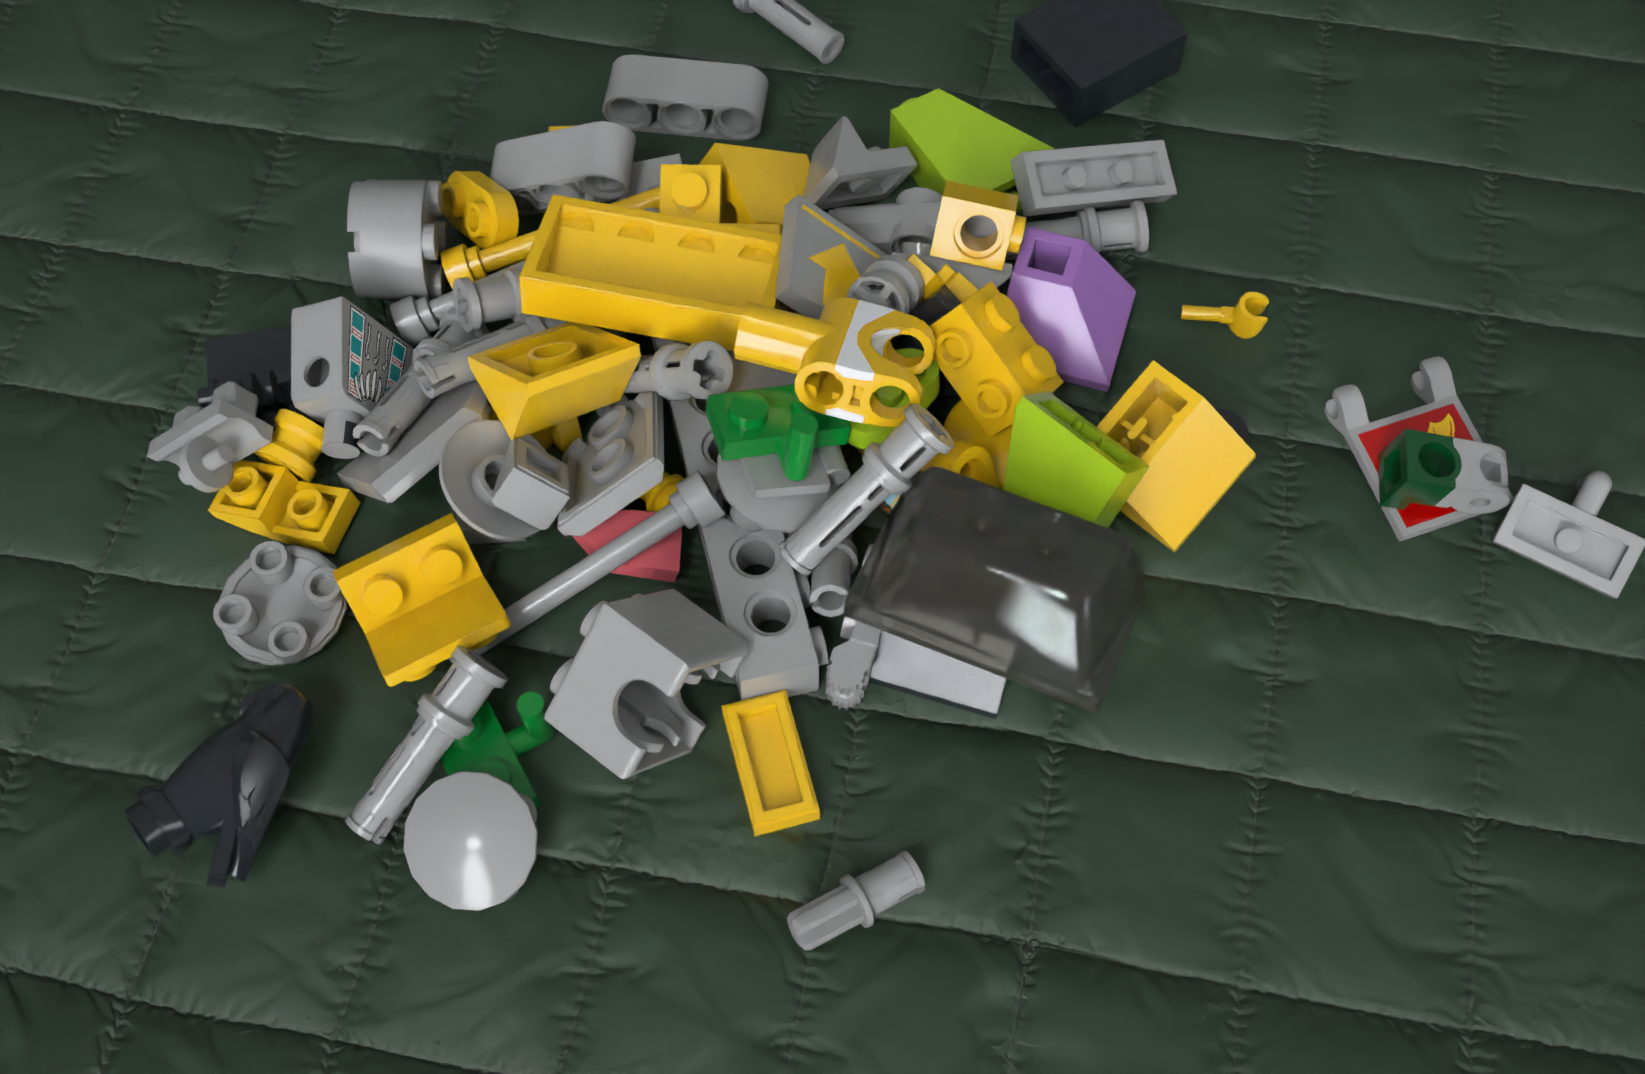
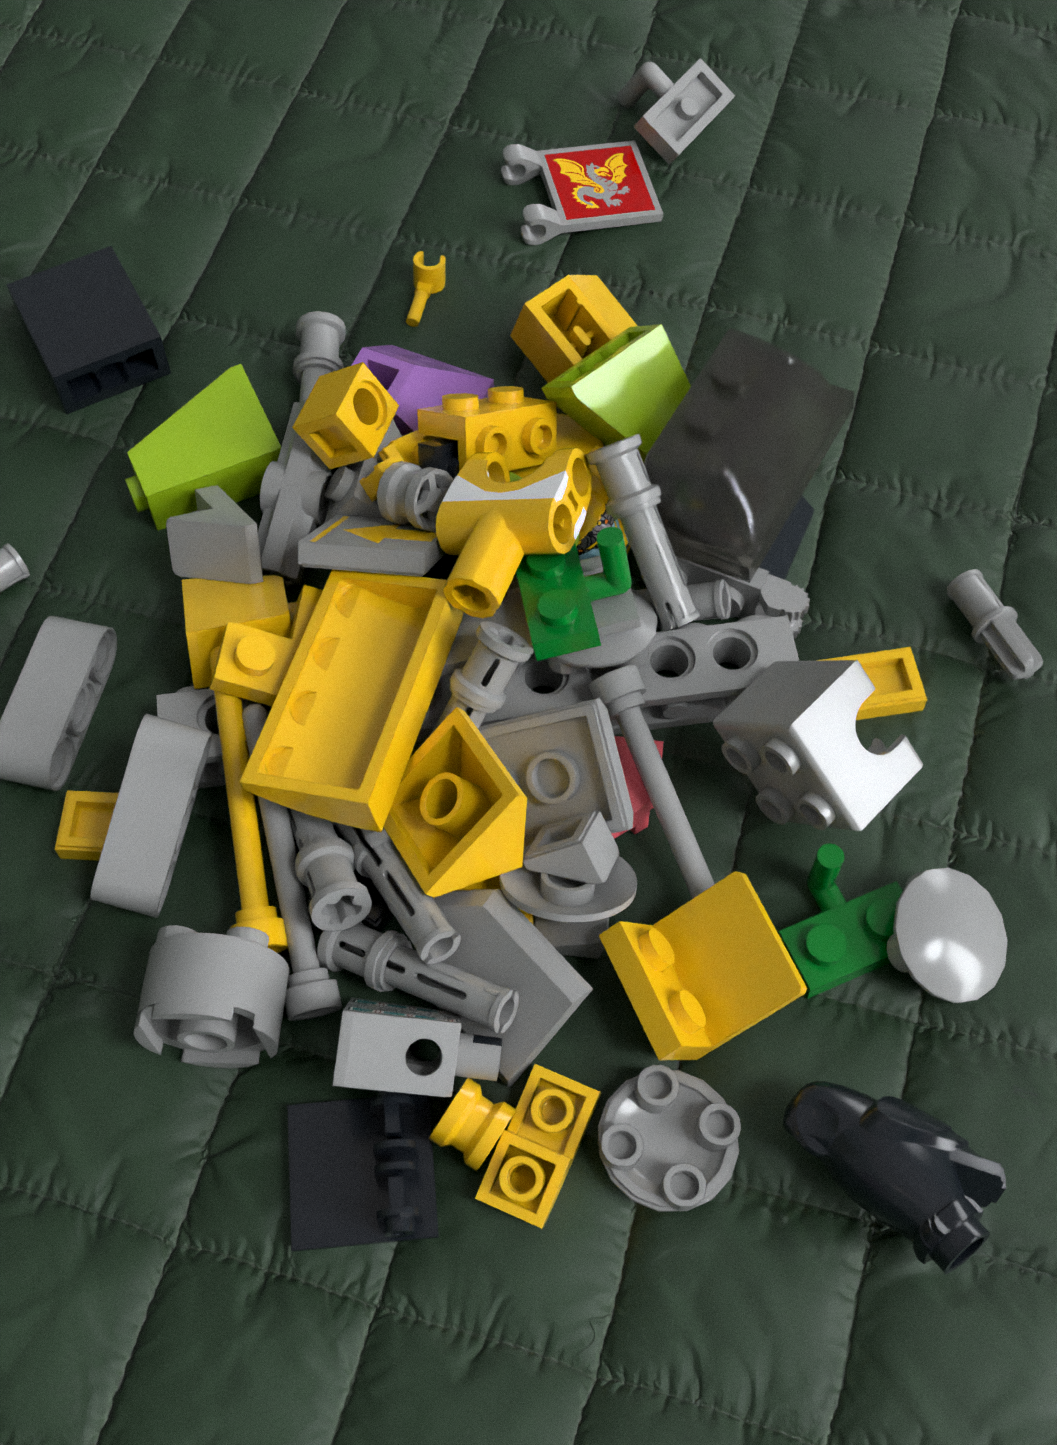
camera: 85 degrees left, 0 degrees up
(213, 438) = (462, 1240): light grey hips -> none
(441, 720) = (842, 937): light grey pin -> none
(480, 208) = (176, 903): yellow plate -> none
(1092, 177) = (268, 348): light grey plate -> none
(1443, 473) = (622, 170): leg -> none

